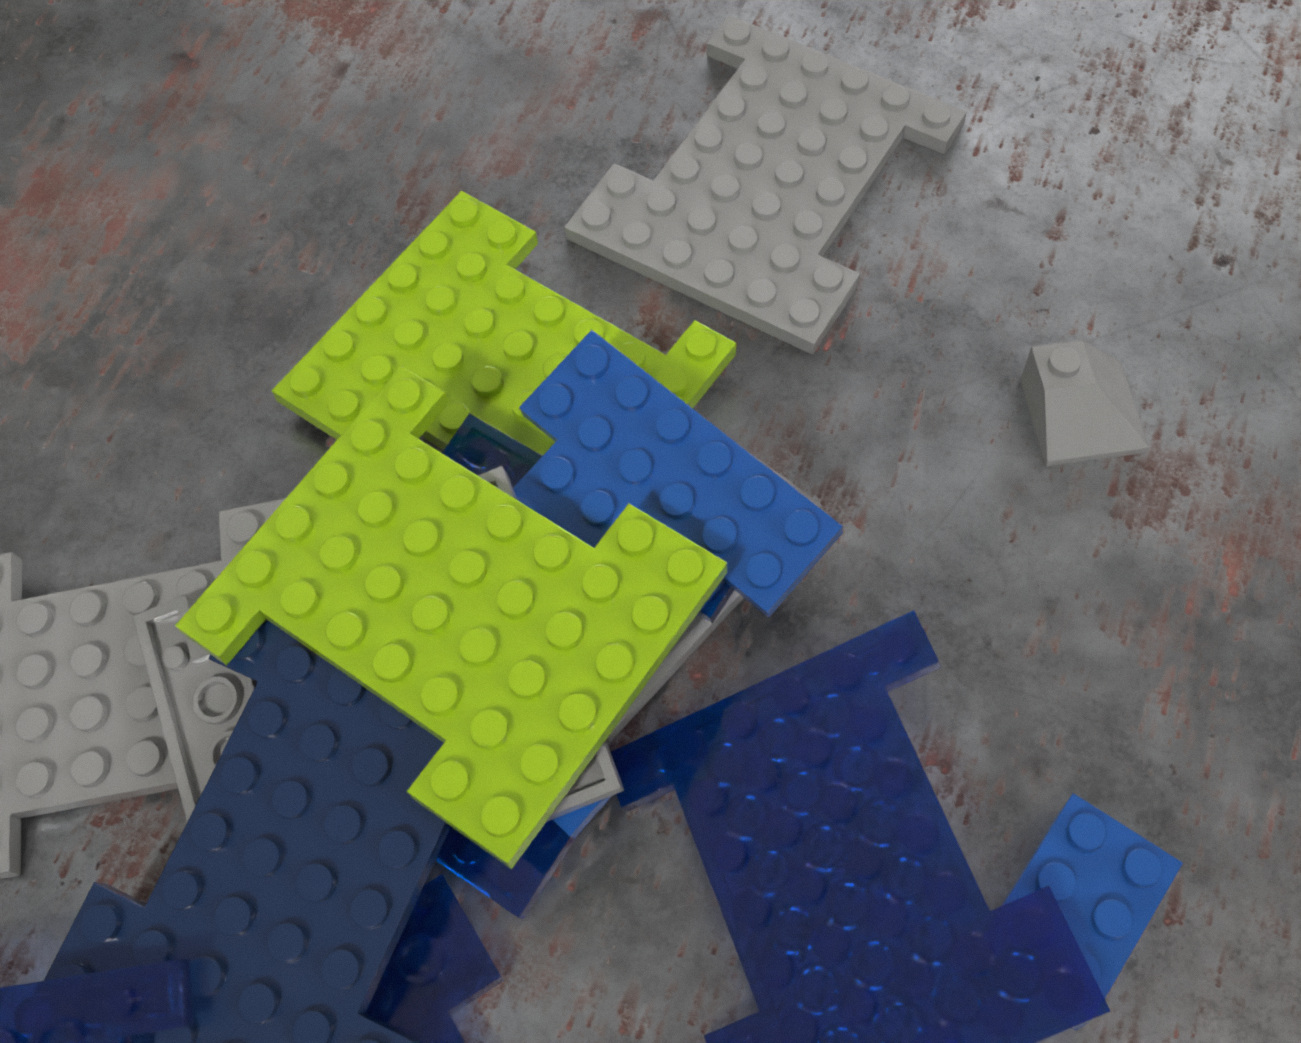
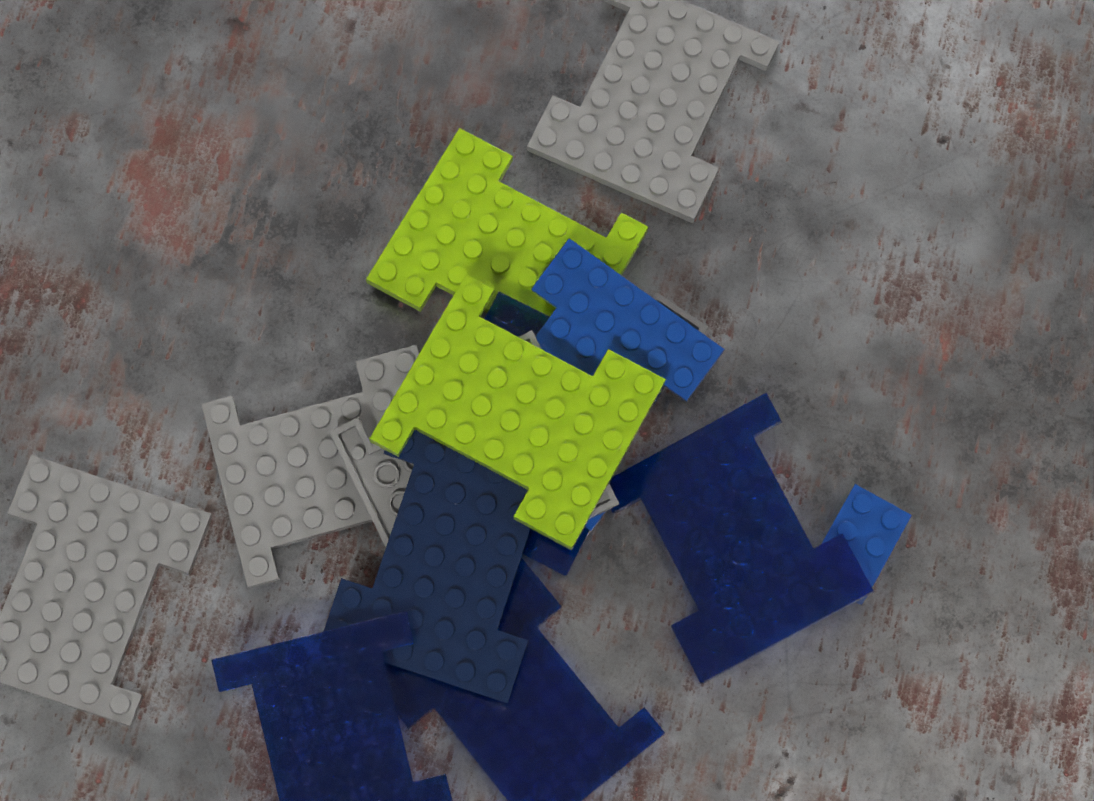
camera: 15 degrees left, 10 degrees up
(1080, 404) = (857, 248): light grey slope -> none

